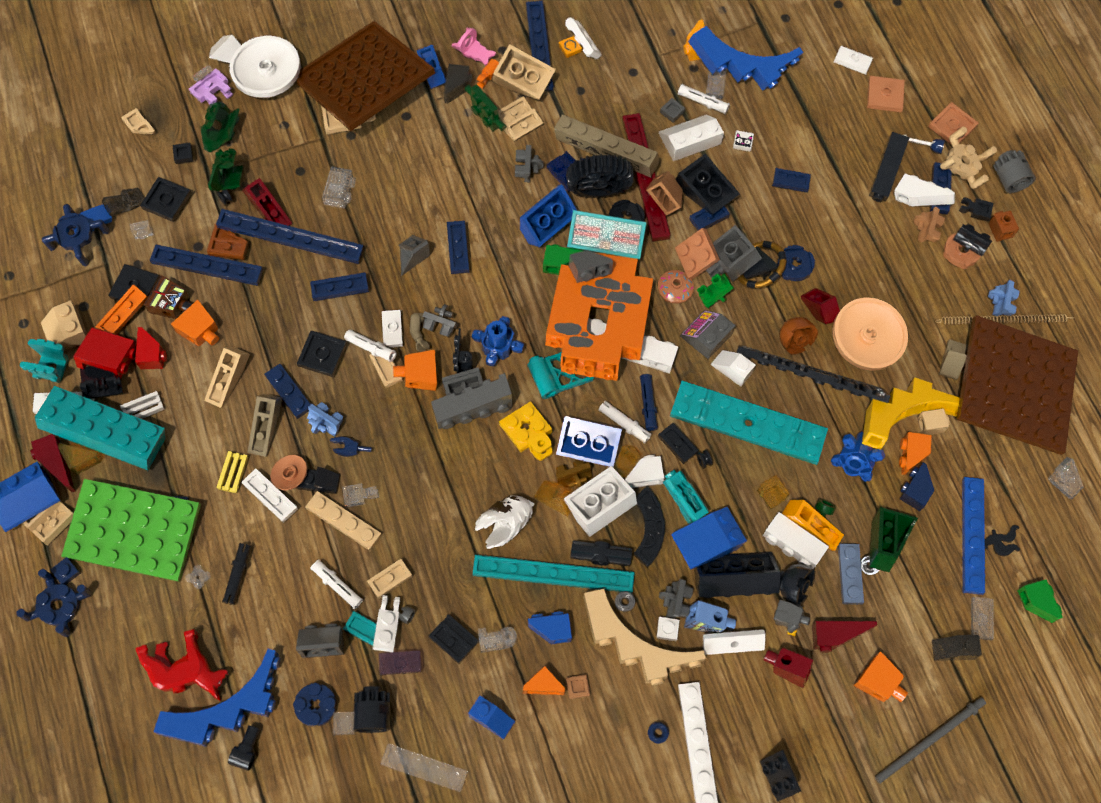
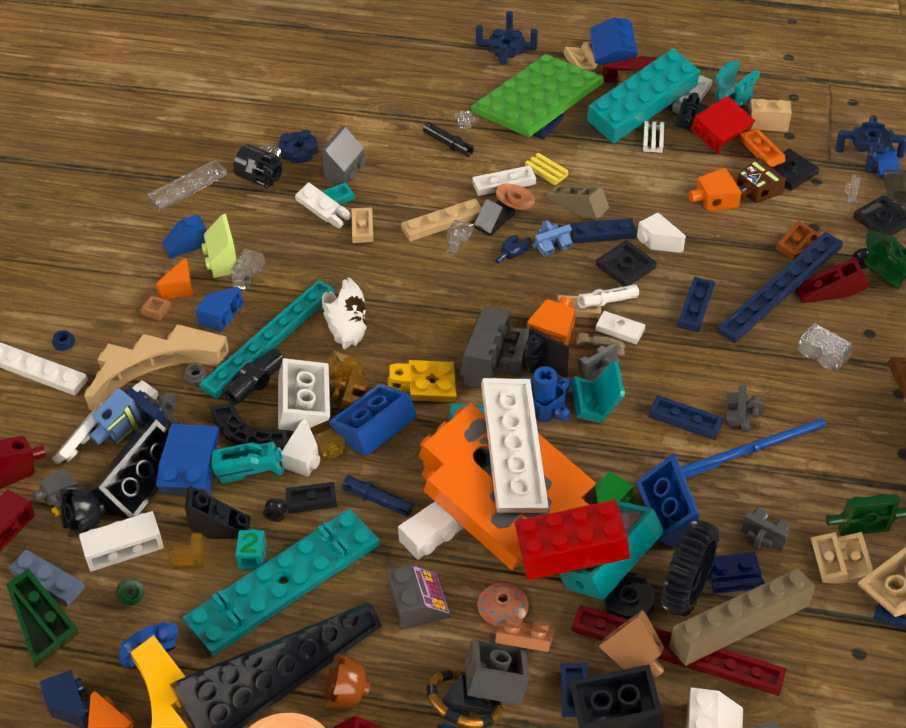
camera: 125 degrees right, 20 degrees down
(65, 571) = (531, 54): dark blue plate -> none
(148, 351) = (710, 154): red slope -> none
(184, 672) = (394, 85): red animal -> none
(206, 265) = (783, 220): dark blue plate -> none
(227, 373) = (649, 193): tan slope -> none
(243, 754) = (298, 94): black pin -> none
(252, 698) = (333, 95): blue arch -> none
(273, 345) = (660, 234): none -> white slope
(329, 577) = (394, 190): white pin -> none
(399, 662) = (282, 204): plate -> none
(407, 615) = (321, 223): dark grey hinge -> none
(413, 252) = (703, 378): dark grey slope -> none
(422, 218) = (745, 408): none -> dark grey hips
(453, 639) = (273, 242): black plate -> none
(474, 304) = (598, 398): none -> teal bracket
(489, 217) = (713, 461): none -> blue bar
(491, 671) = (219, 248): none -> yellowish green slope
(576, 312) = (514, 446): none -> white plate
(589, 265) = (572, 490): dark grey slope -> none
(631, 240) = (572, 539): none -> red brick
(631, 426) = (363, 466): white pin -> none
(688, 605) = (149, 410): none -> dark blue plate
(715, 291) = (462, 627): green hips -> none
(734, 366) = (355, 592): white slope -> none
(739, 488) = (213, 517): none -> black slope
(744, 452) = (250, 549): none -> teal brick
(813, 522) = (132, 560): light orange slope -> none

